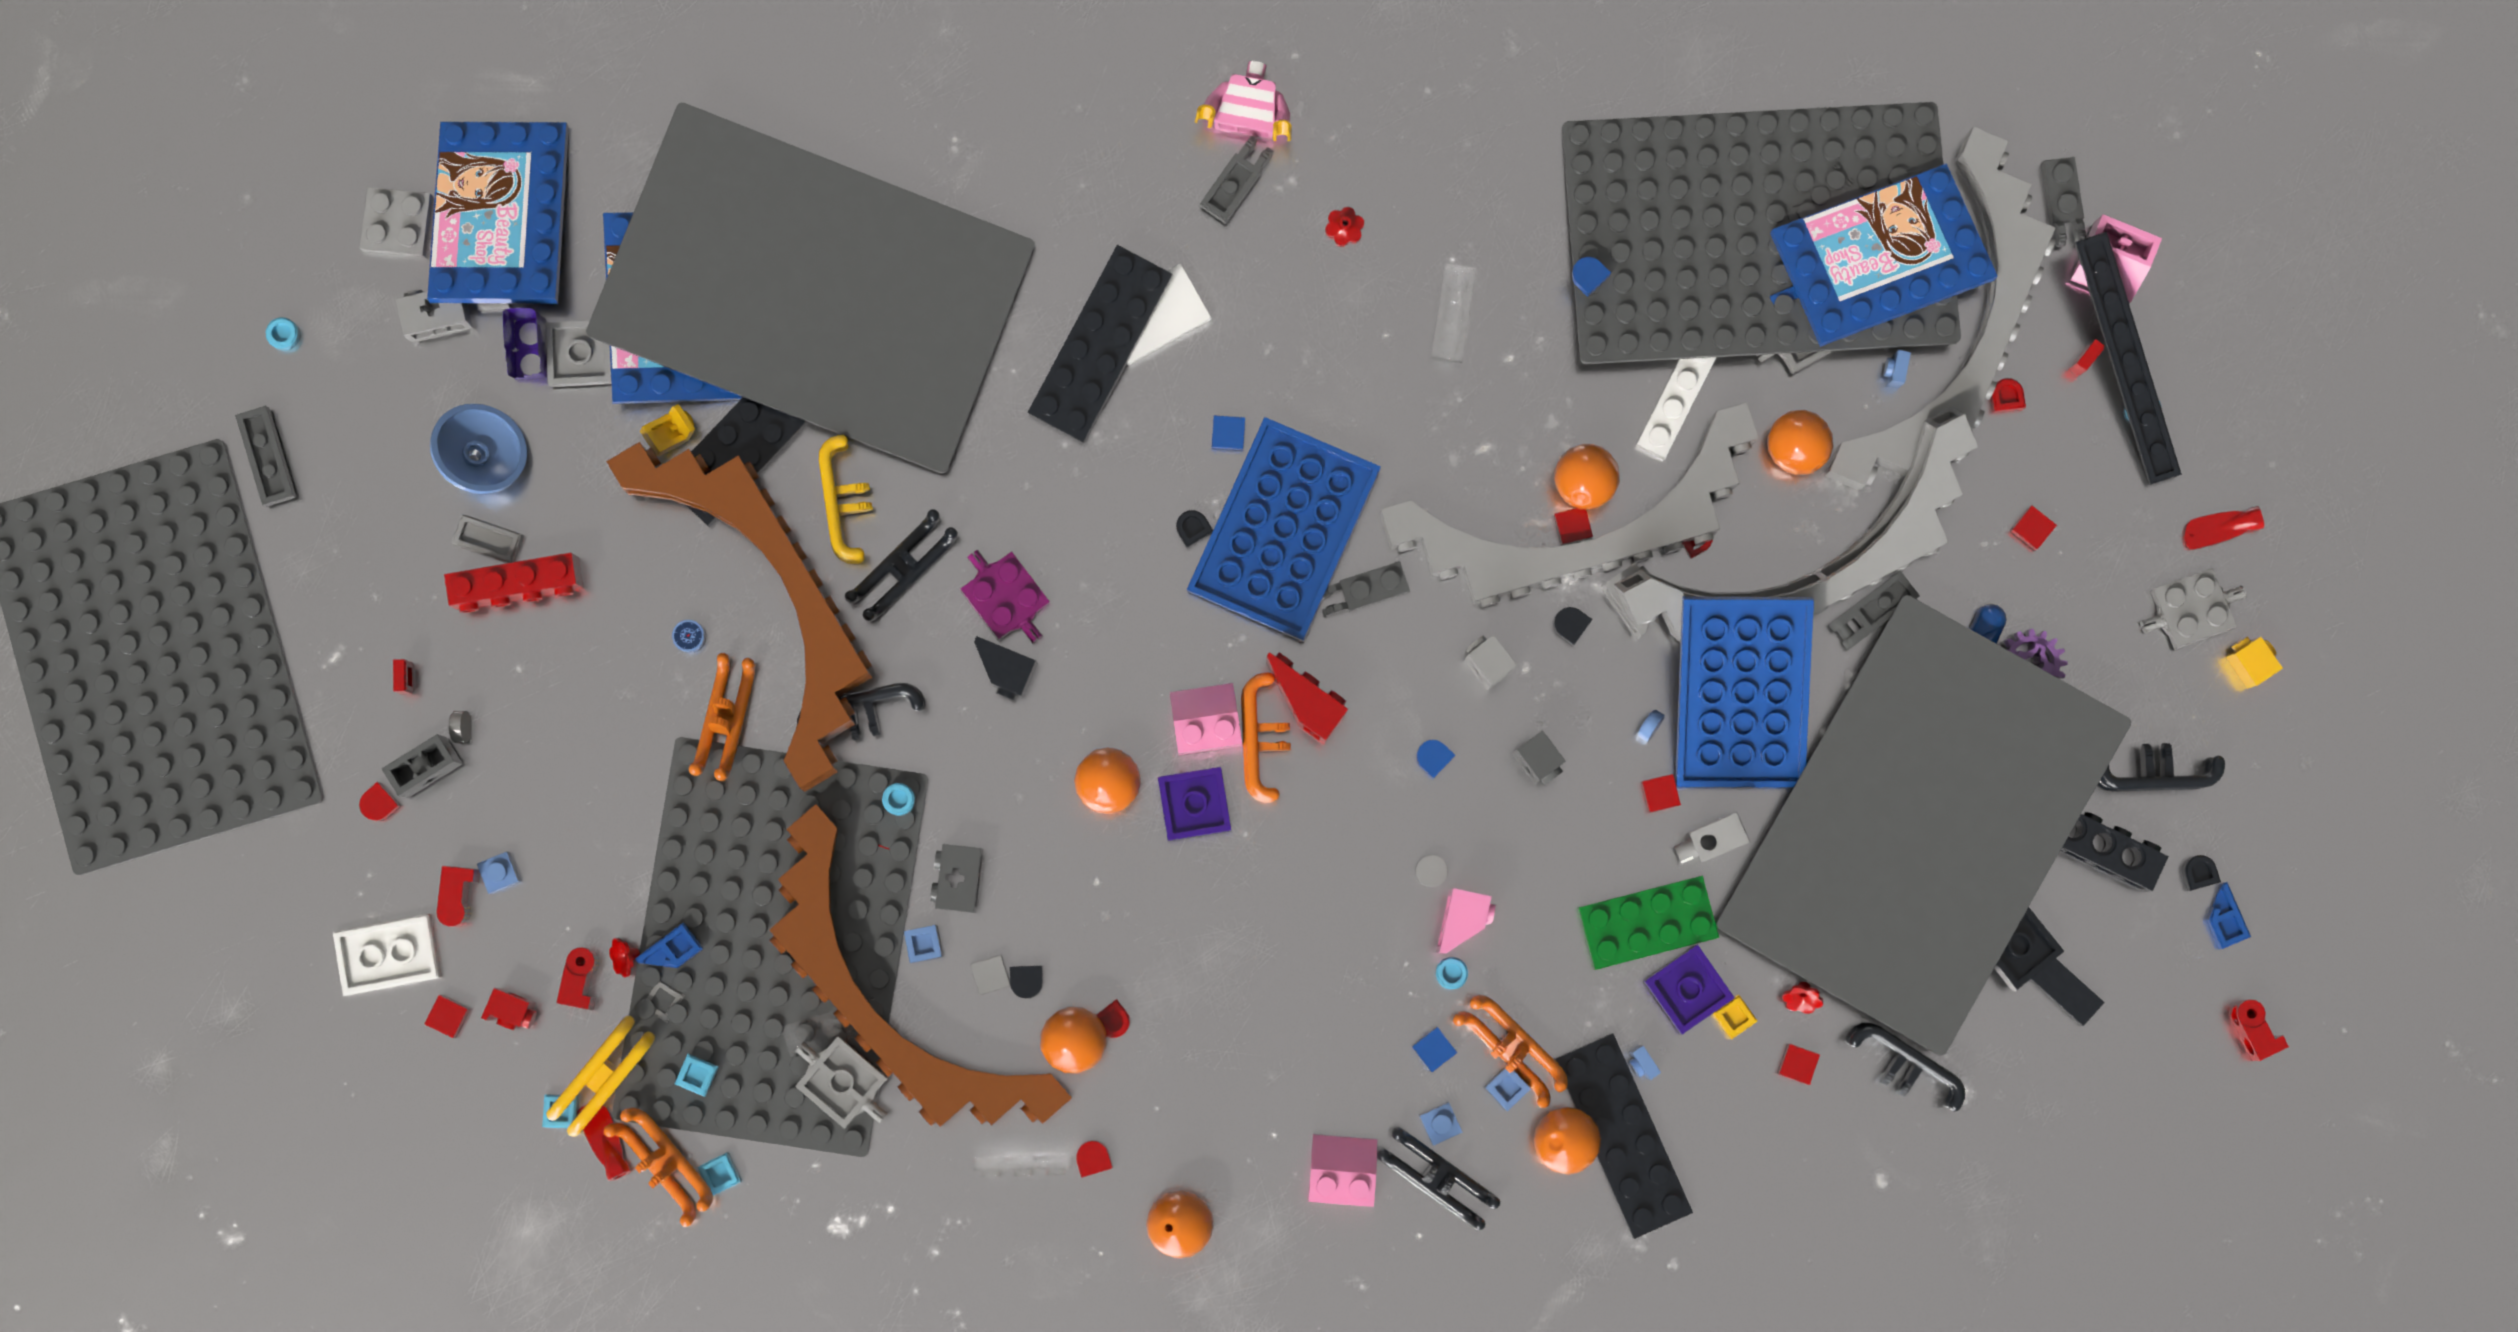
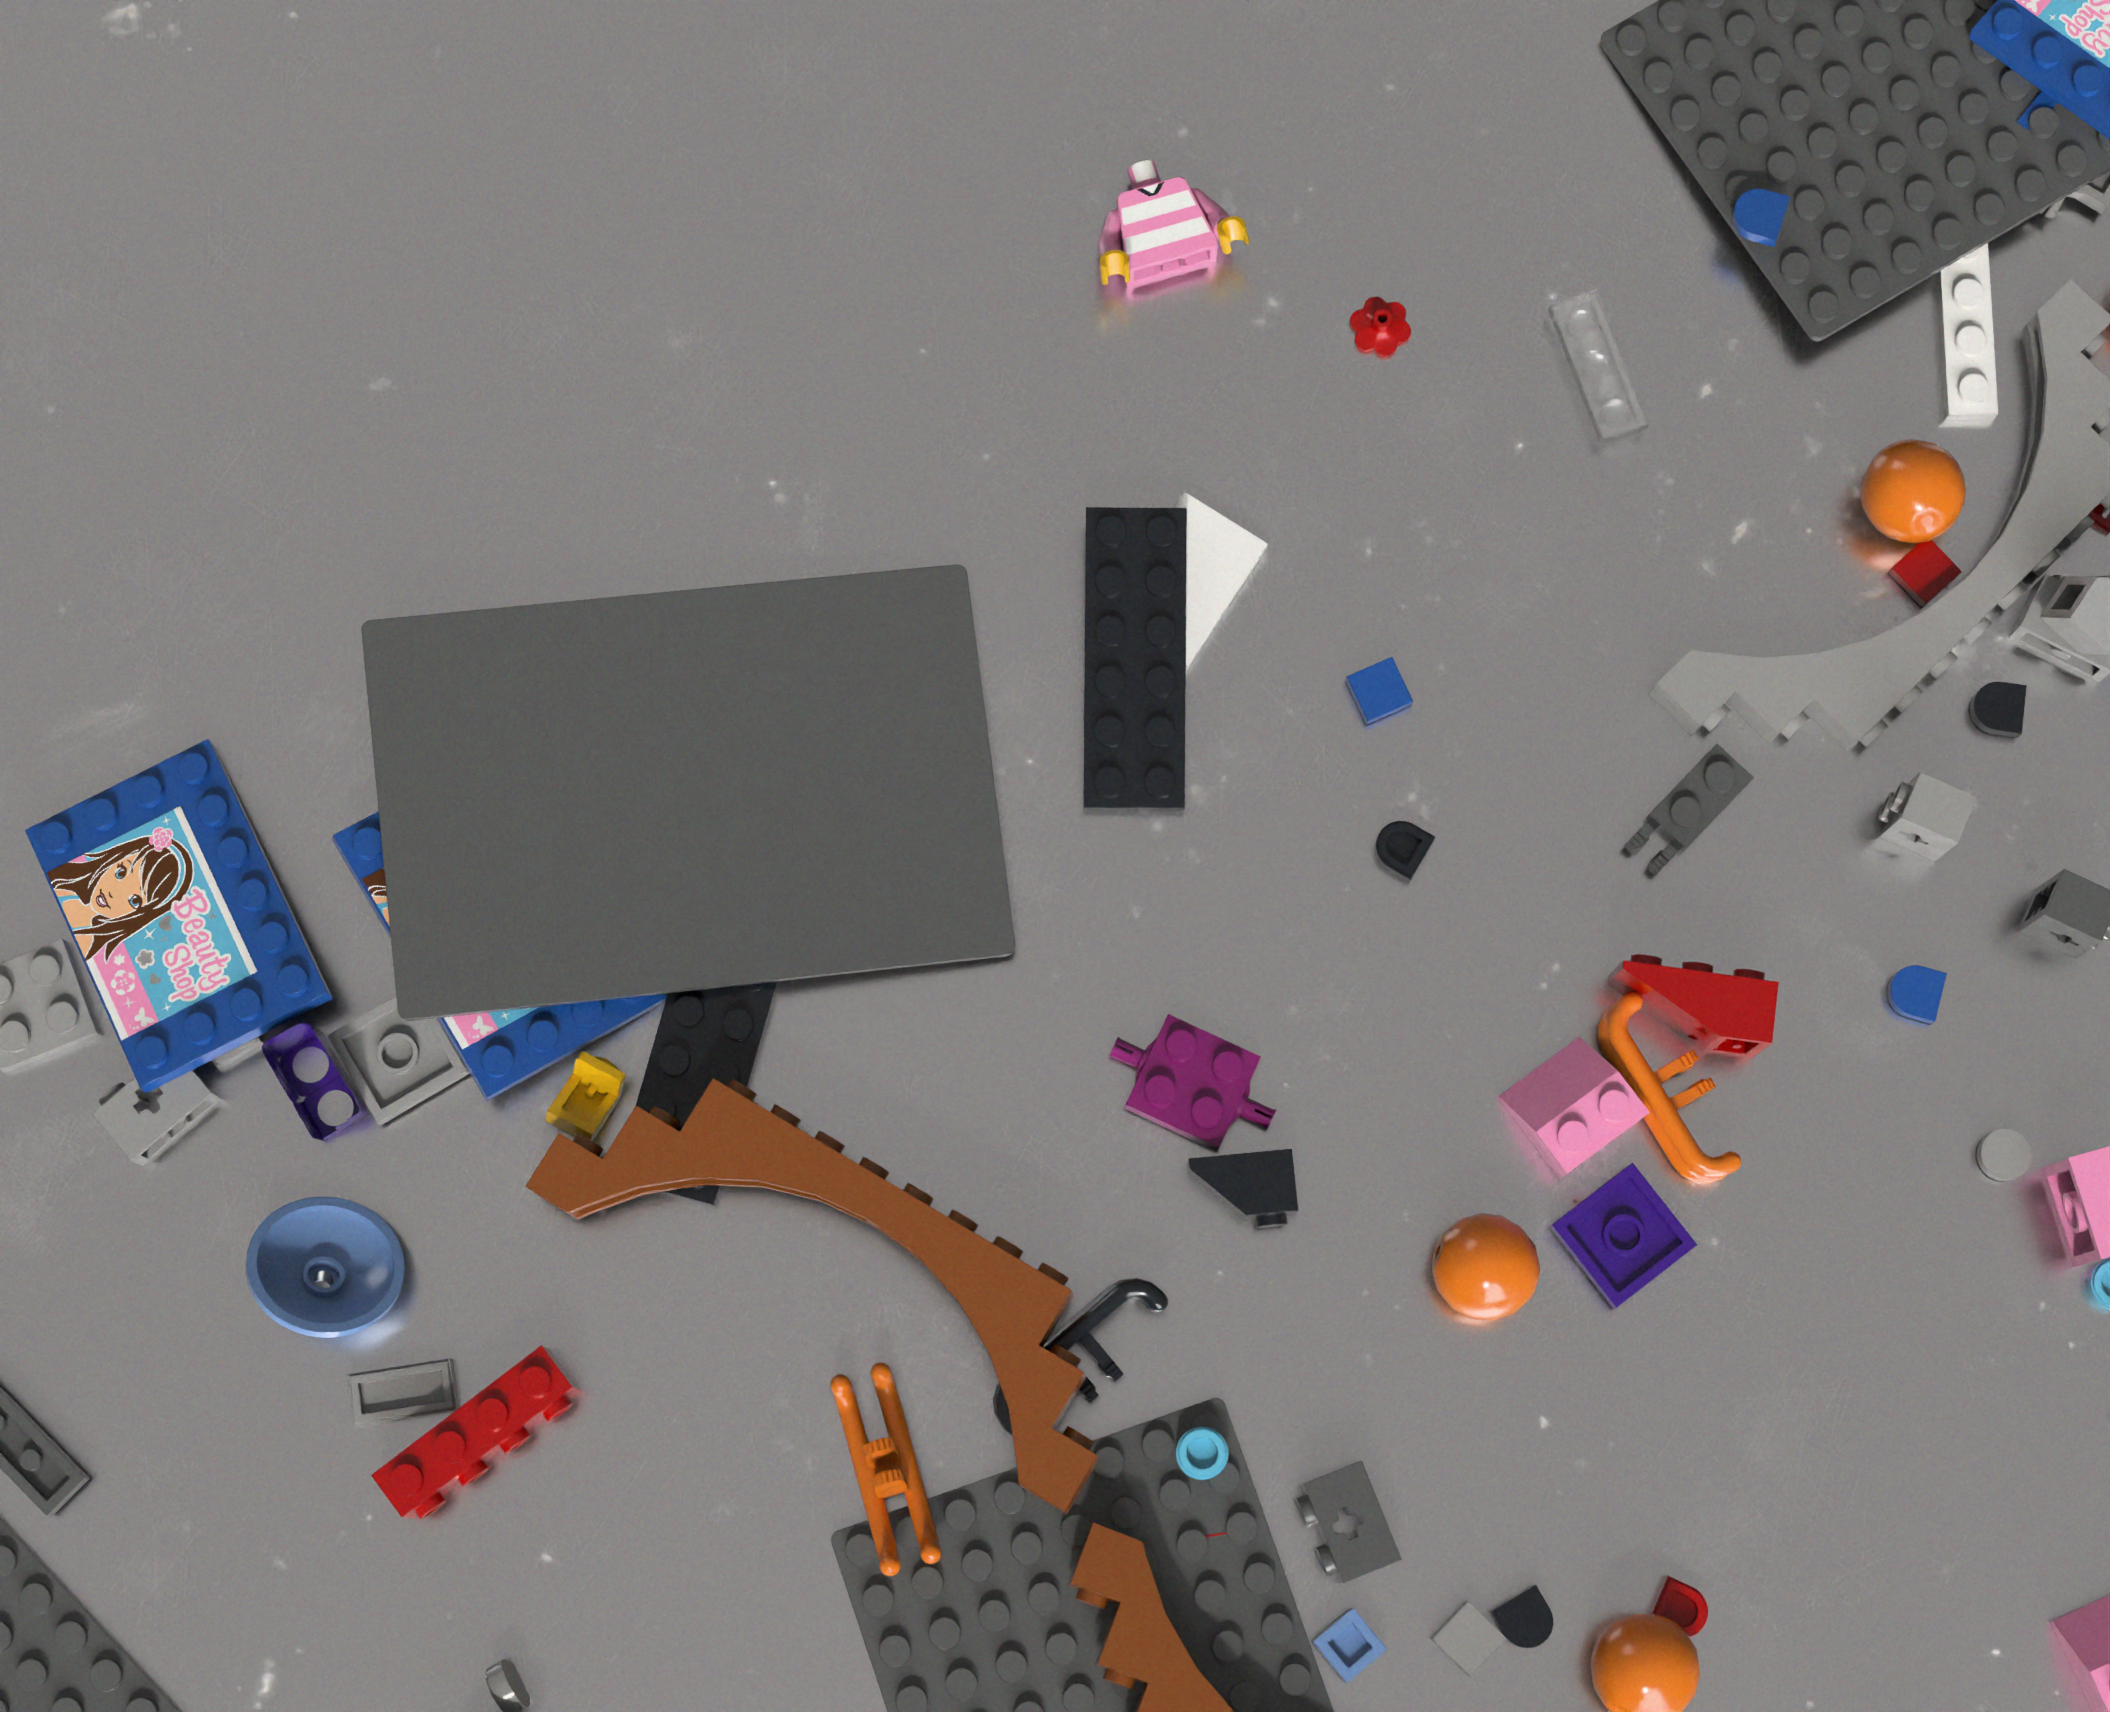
camera: 25 degrees left, 5 degrees down
(403, 676) = (385, 1658): red tile -> none
(688, 636) = (770, 1378): tile -> none
(834, 510) = (880, 1084): yellow piece -> none
(902, 566) = (1025, 1115): black piece -> none
(1235, 182) = (1198, 344): dark grey hinge -> none
(1284, 529) = (1533, 783): blue plate -> none

